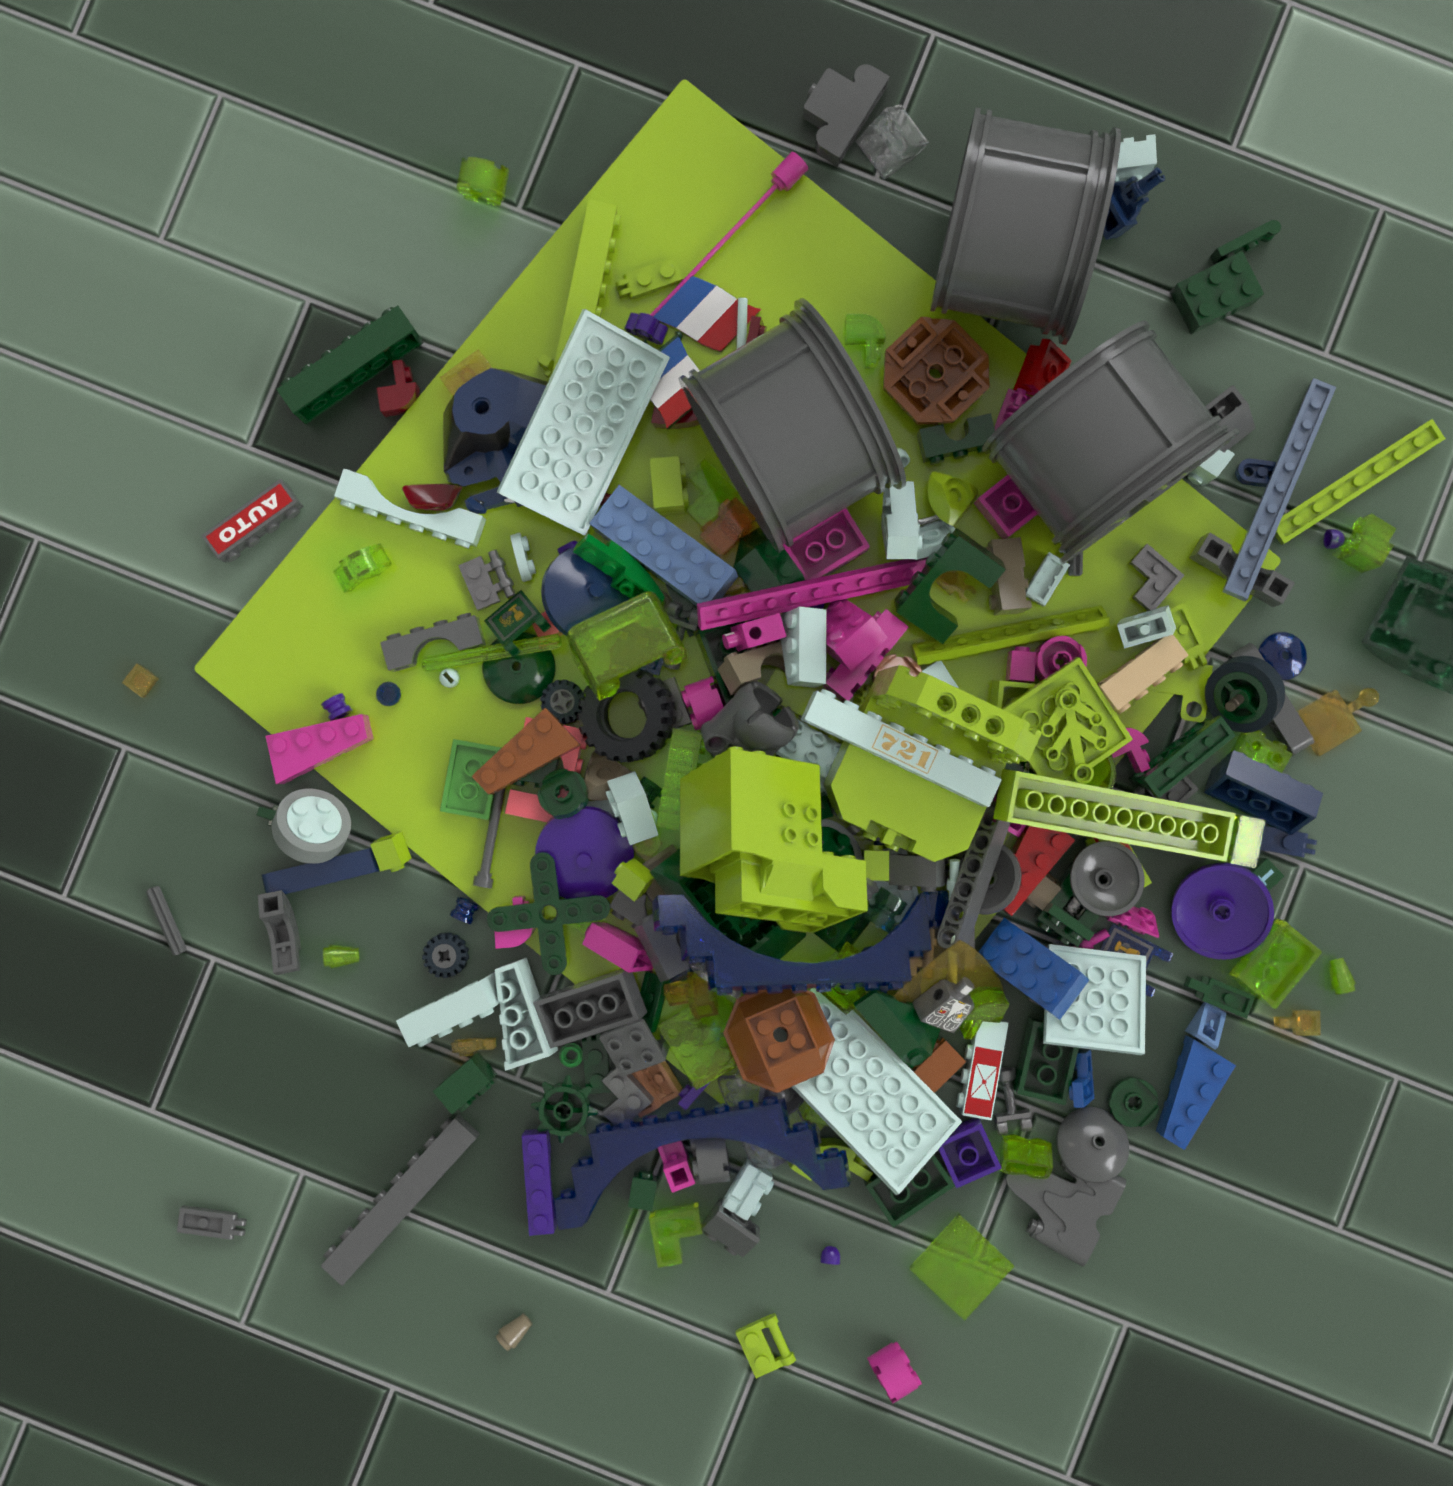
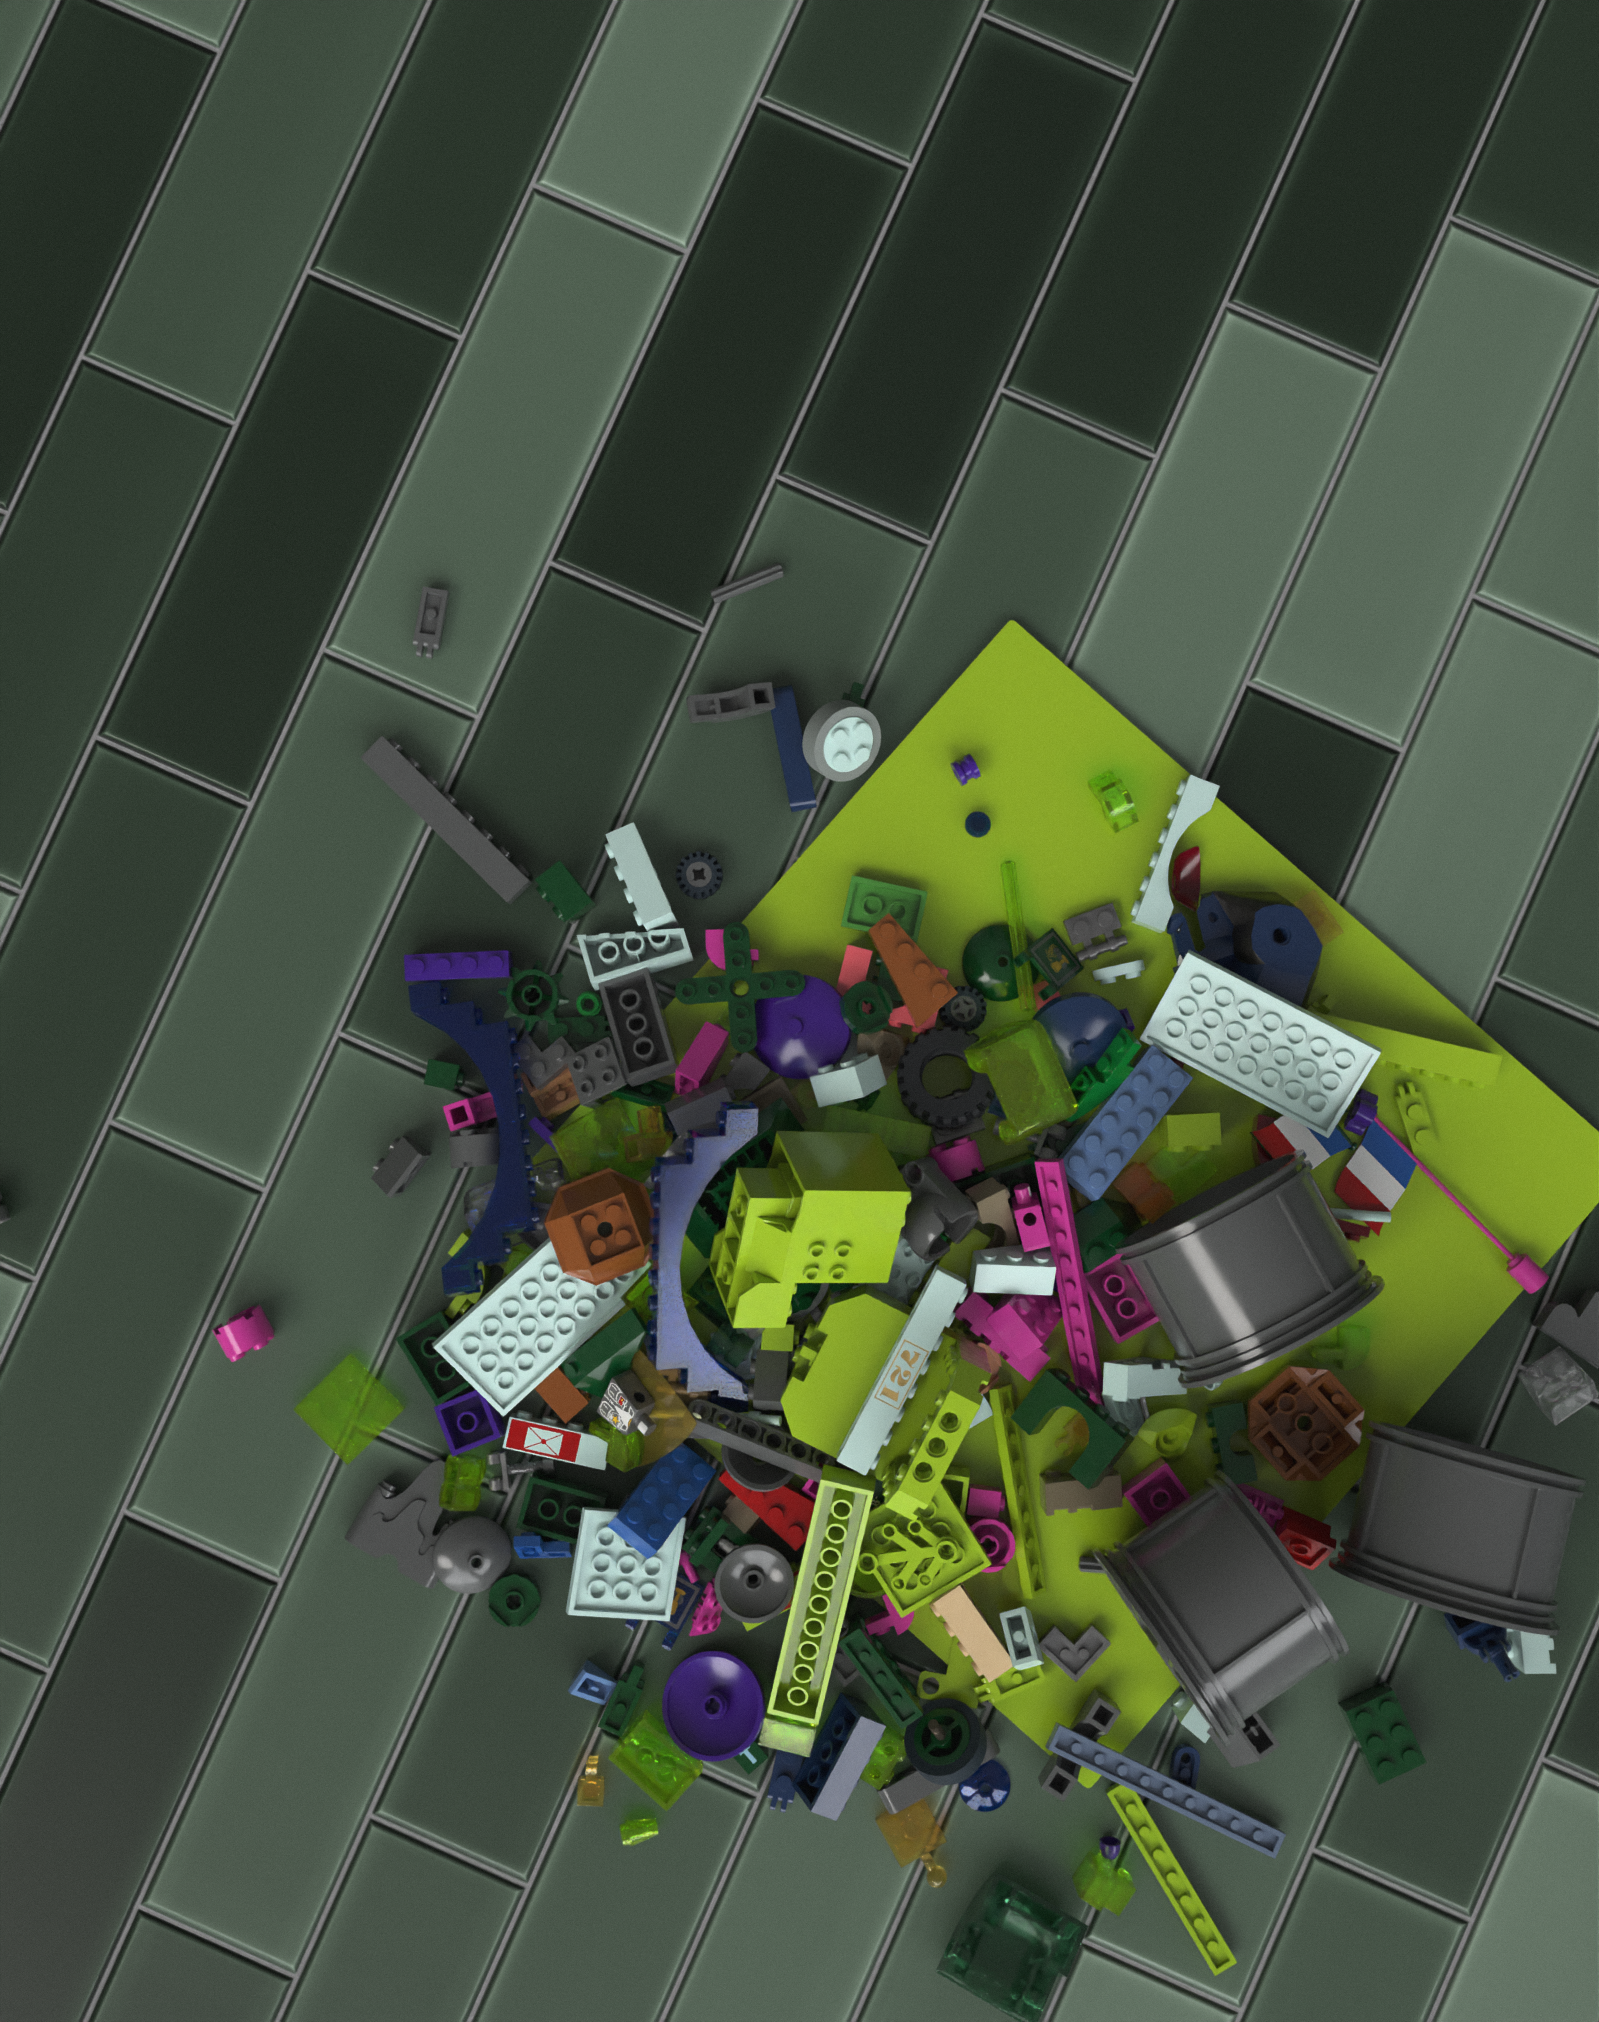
camera: 90 degrees right, 0 degrees up
(140, 680) = (1001, 563): clear yellow plate -> none
(253, 521) = (1166, 686): brick -> none
(308, 747) = (925, 741): dark pink wedge -> none
(338, 956) = (703, 764): clear neon green cone -> none
(349, 365) = (1331, 795): dark green brick -> none
(391, 852) = (810, 822): lime brick -> none
(398, 398) = (1294, 845): dark red brick -> none
(403, 651) = (1023, 841): dark grey arch -> none
(453, 674) = (990, 883): light aqua hinge -> none
(464, 910) = (745, 897): clear blue wheel -> none
(466, 1047) = (602, 895): clear yellow plate -> none
(482, 180) = (1526, 942): clear neon green brick -> none
(484, 876) = (780, 919): dark grey piece -> none
(513, 1332) = (303, 934): dark tan cone -> none
(633, 879) = (773, 1078): lime brick -> none
(669, 1226) = (406, 1101): clear neon green brick -> none
(747, 1190) = (439, 1185): light aqua brick -> none
(757, 1348) = (273, 1189): lime plate -> none
(830, 1255) = (367, 1270): dark purple hinge -> none
(1046, 579) = (1075, 1532): light aqua plate -> none
(1192, 1091) = (523, 1664): blue wedge -> none
(1247, 241) = (1437, 1769): dark green plate -> none

